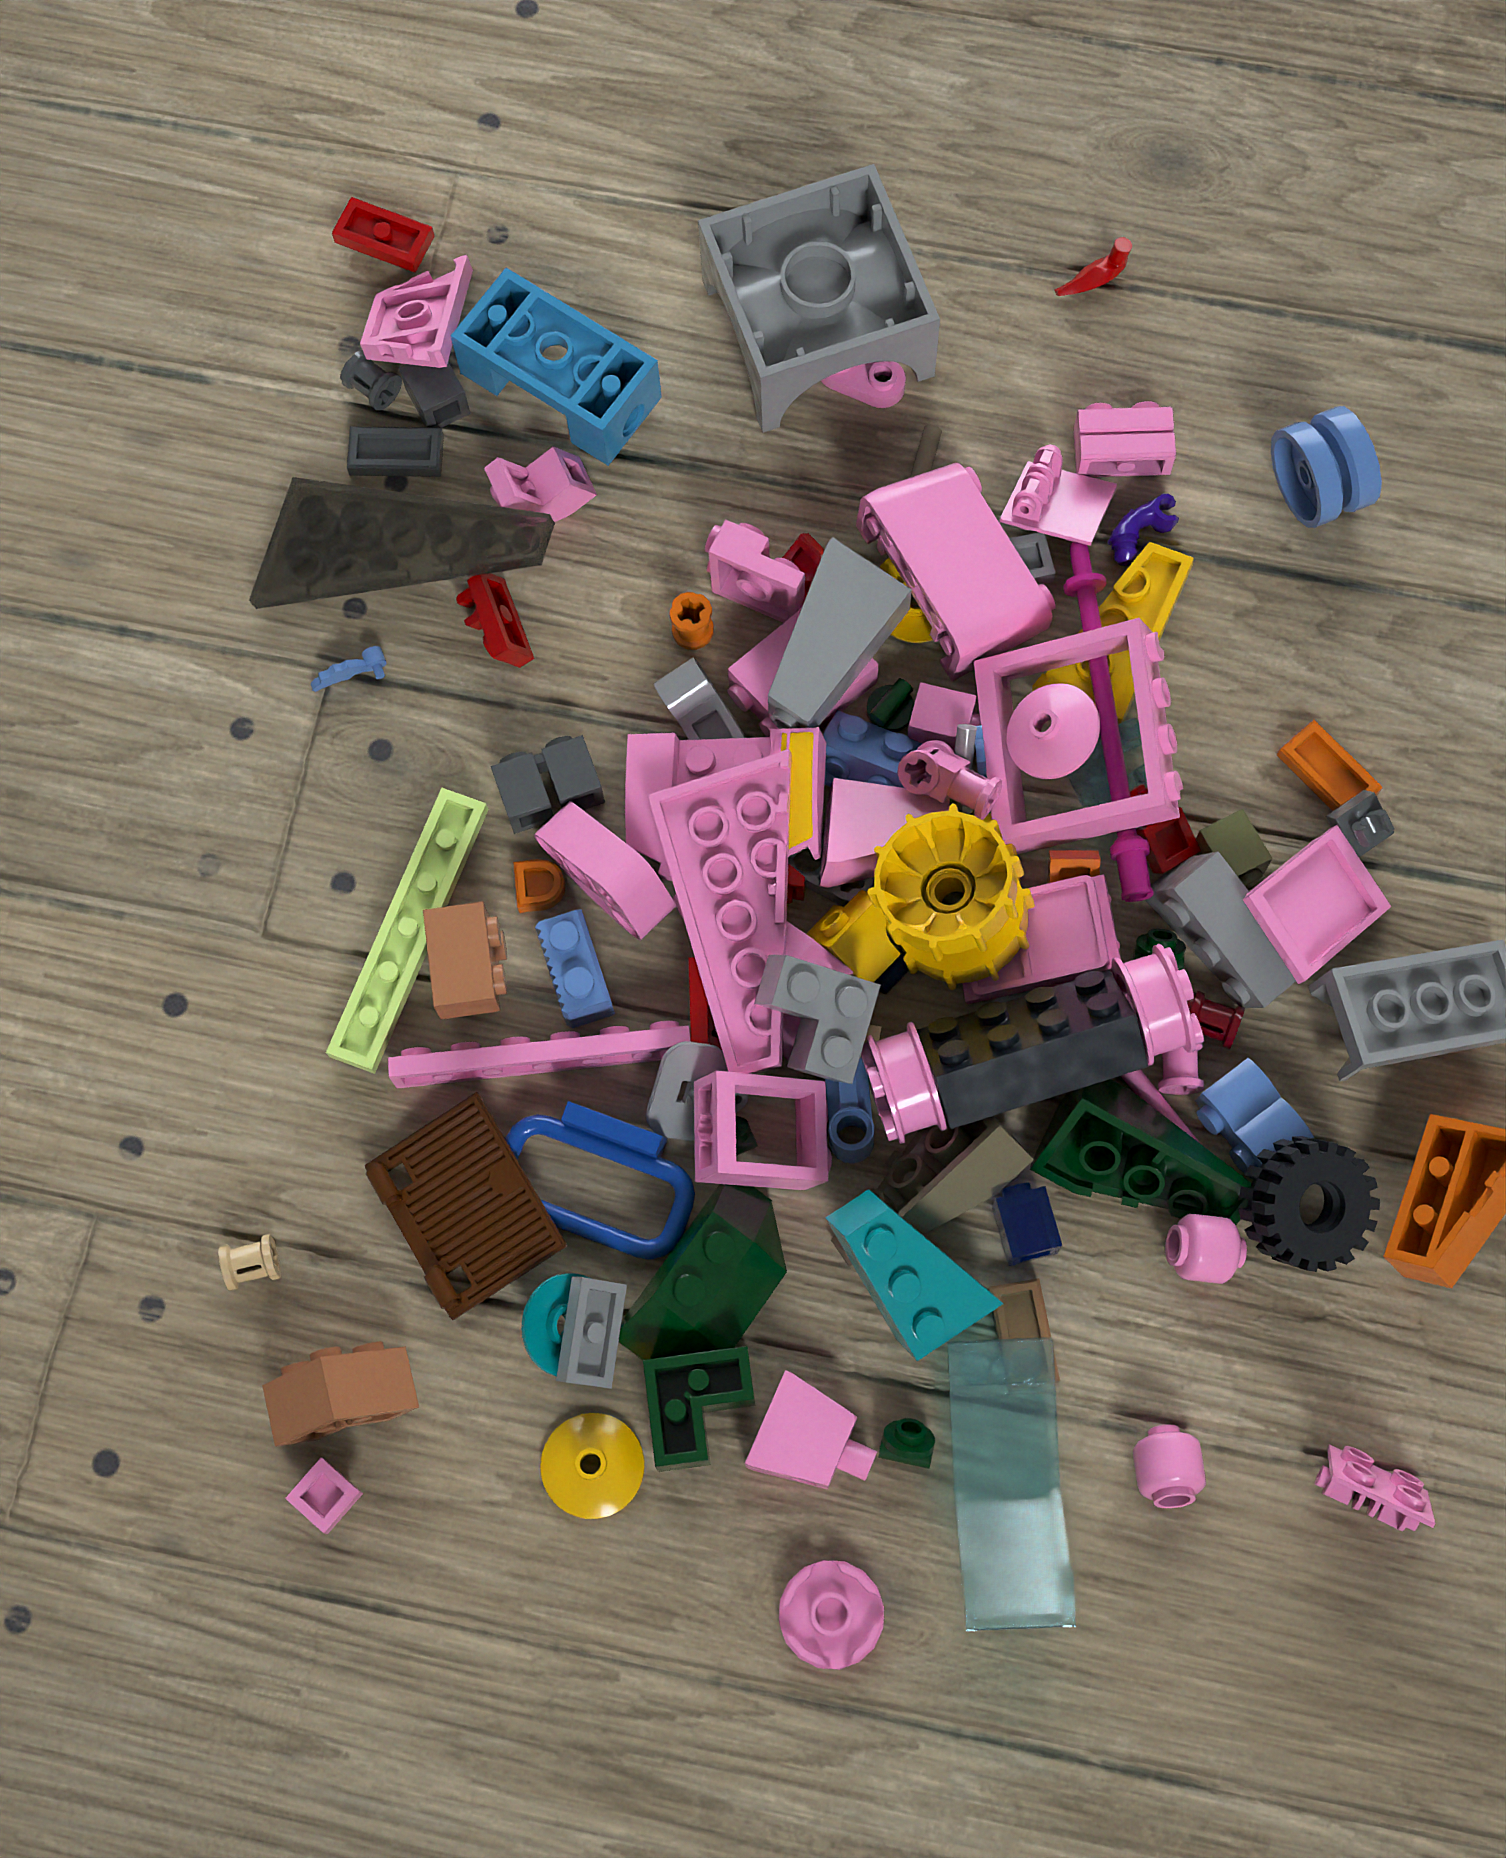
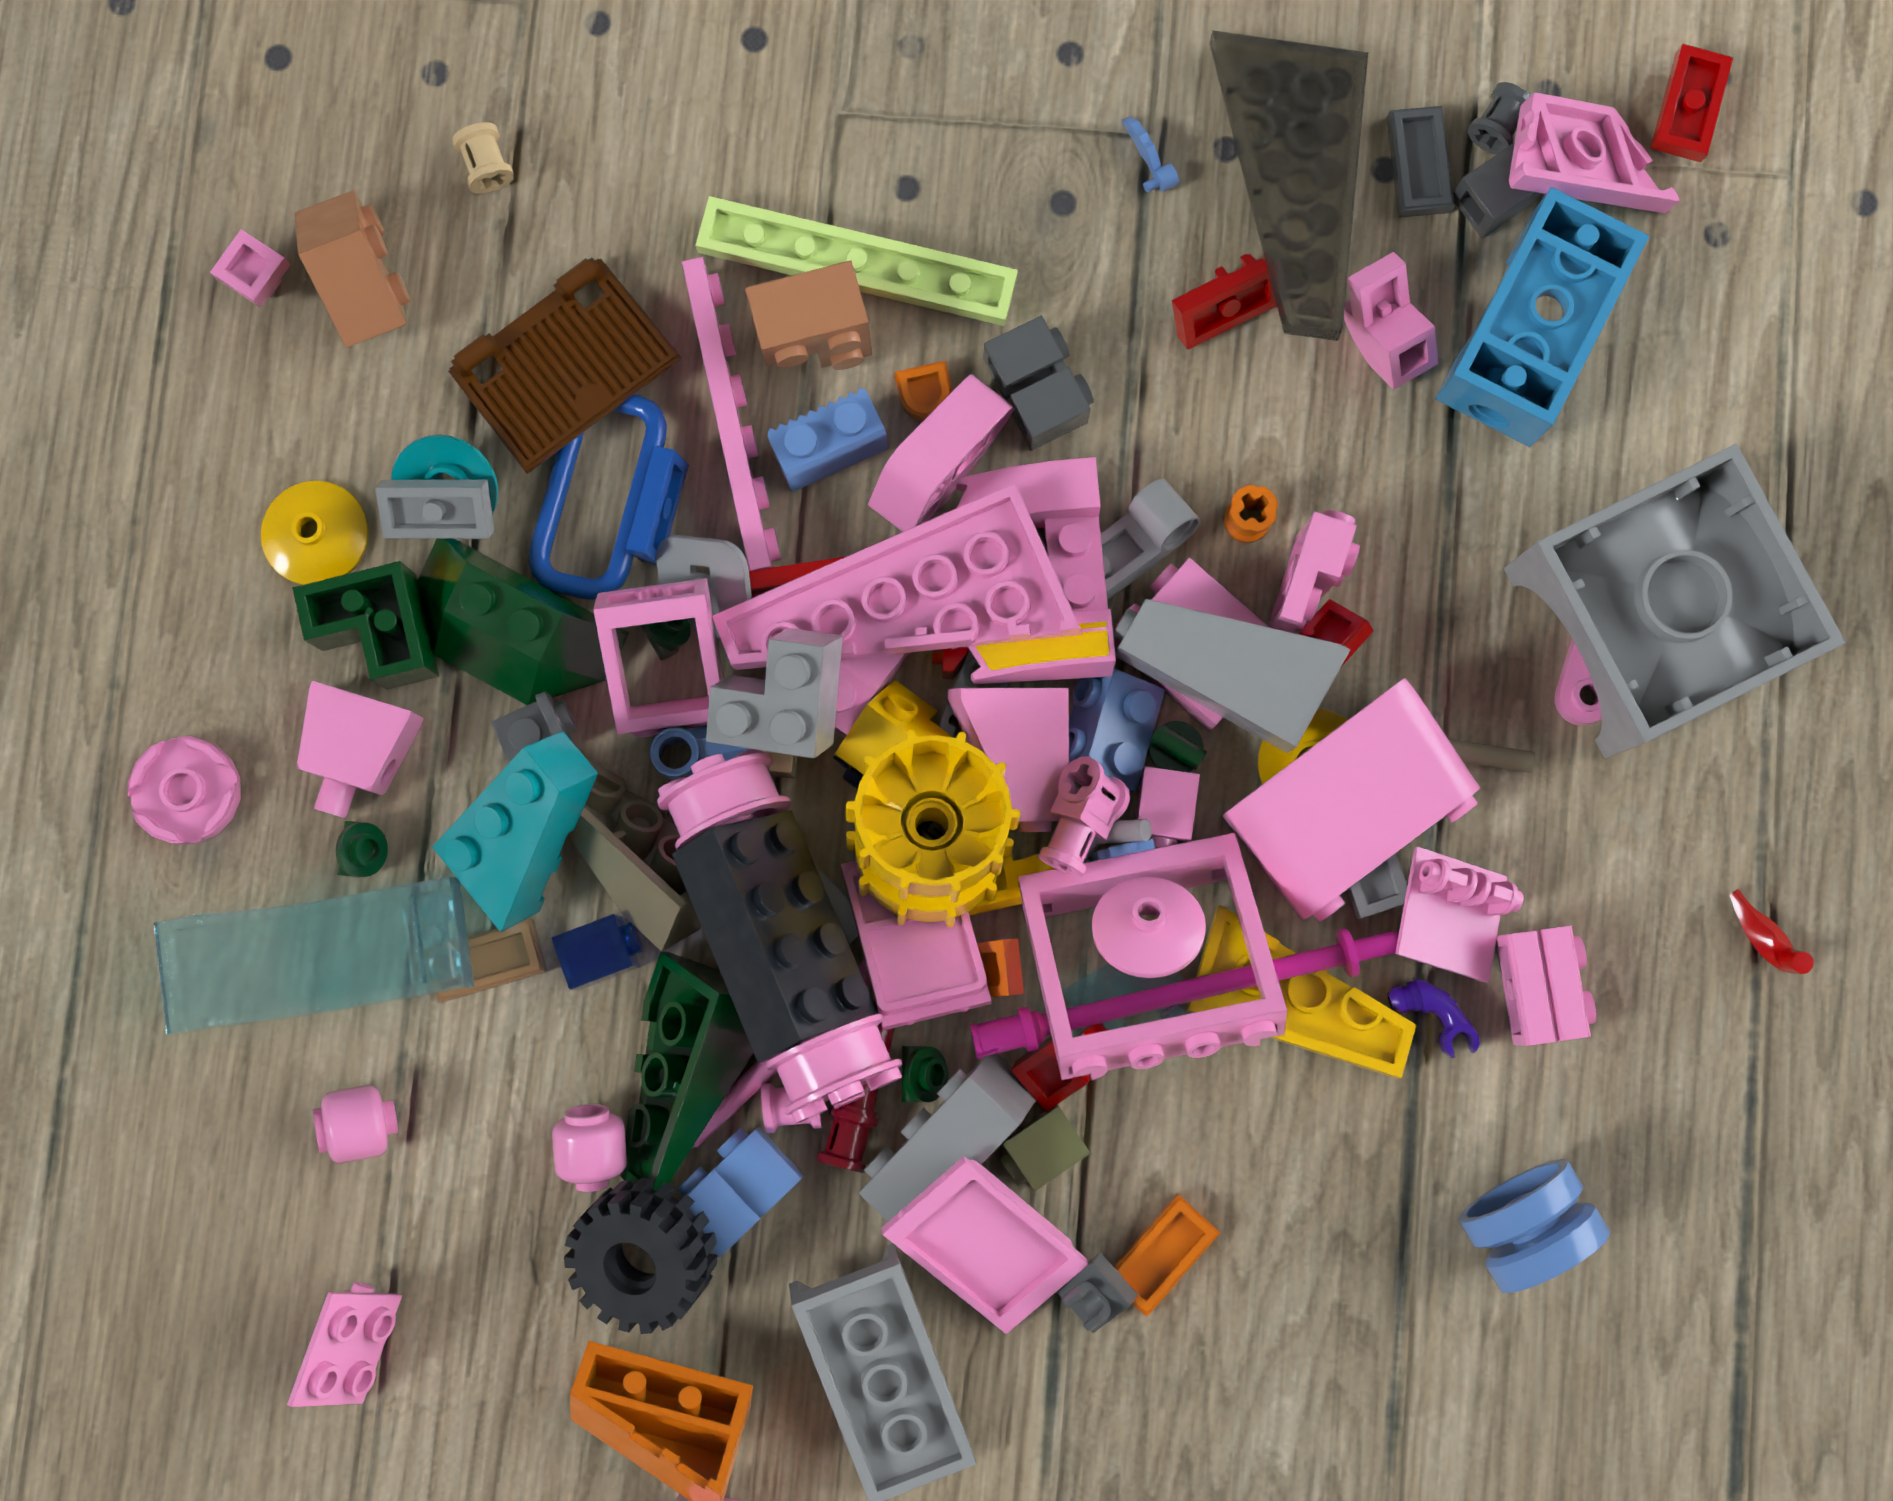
camera: 80 degrees right, 10 degrees up
(812, 1265) = (533, 724): none -> flat silver bracket

